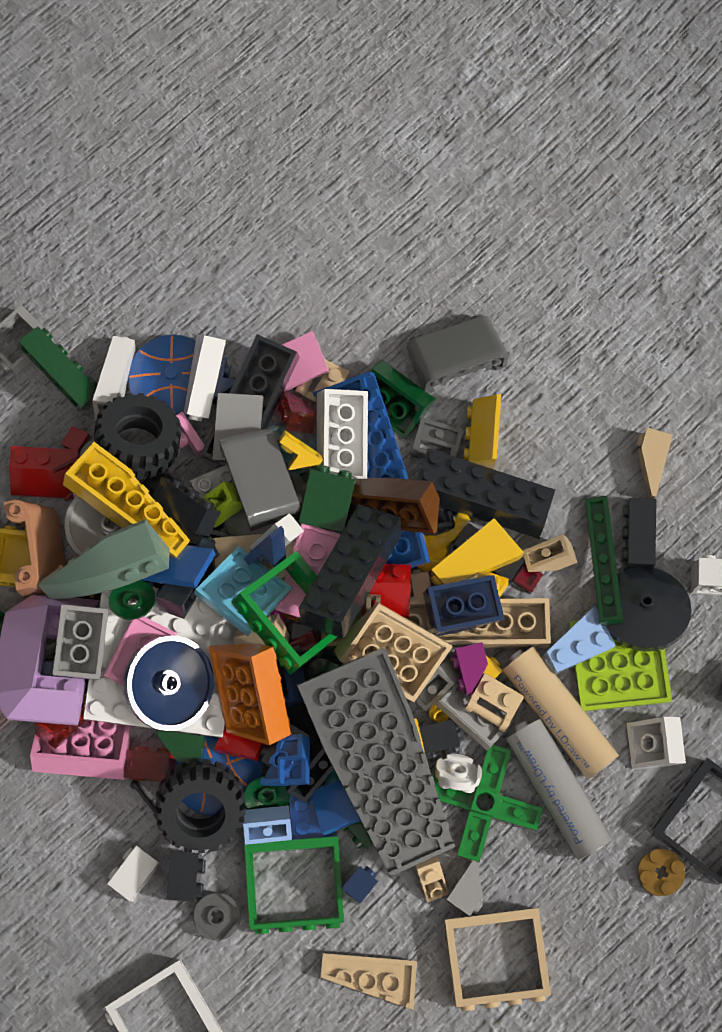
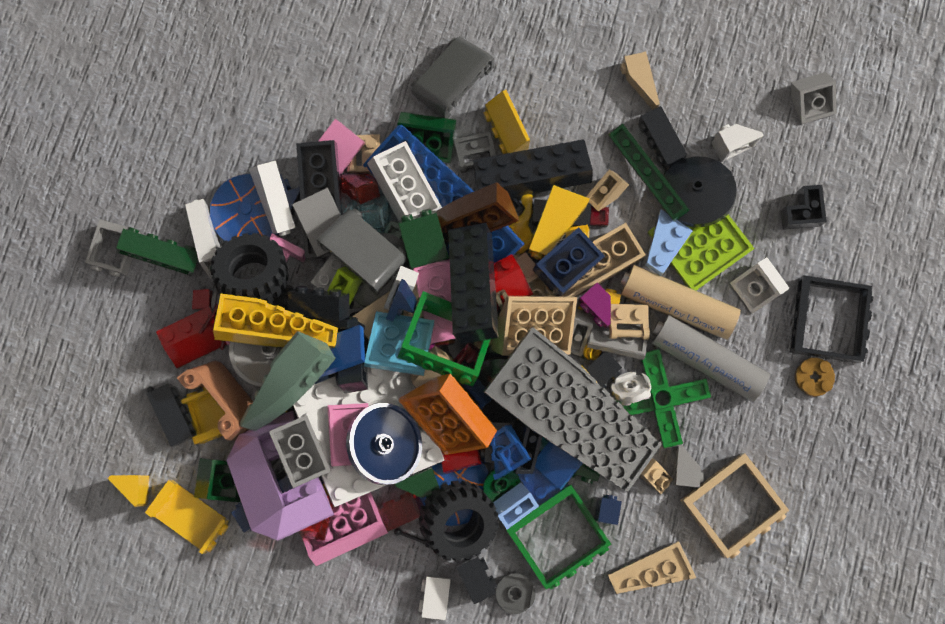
camera: 30 degrees left, 5 degrees up
(136, 592) = (321, 389): dark green dish -> none
(304, 456) = (385, 215): yellow slope -> none

